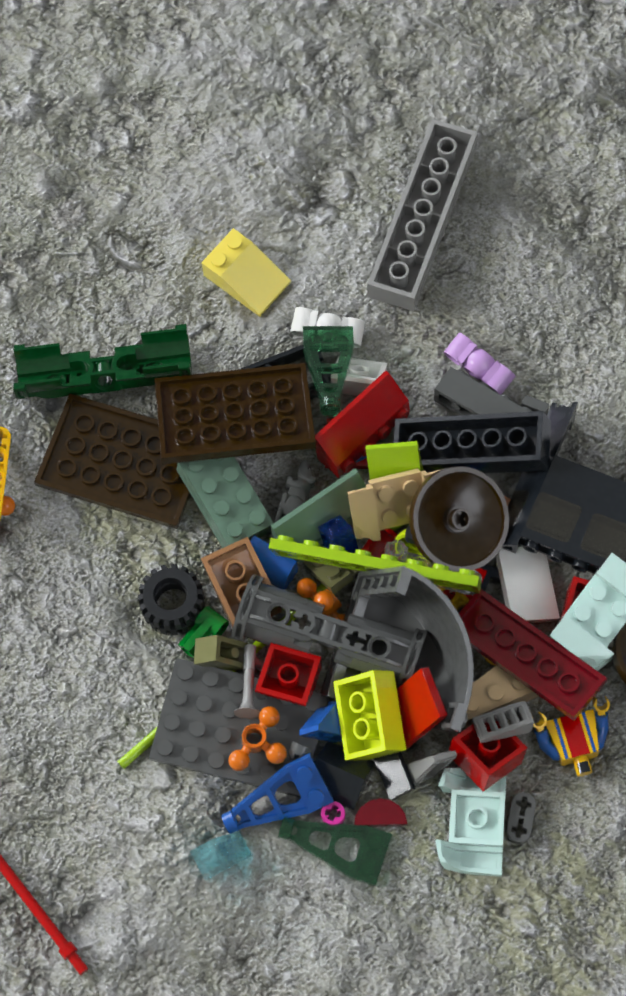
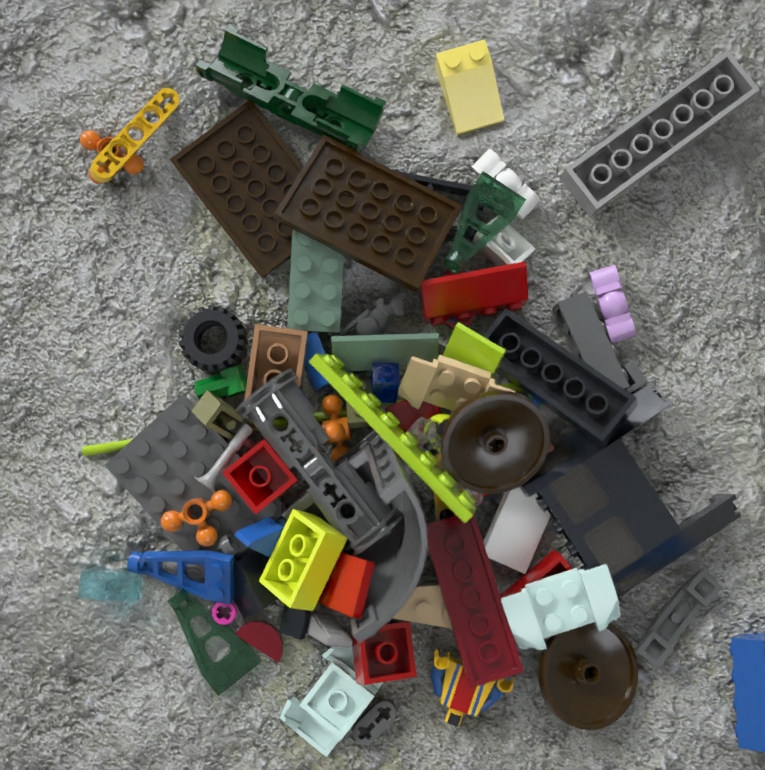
camera: 30 degrees right, 15 degrees up
(511, 711) = (432, 648): light grey slope -> none

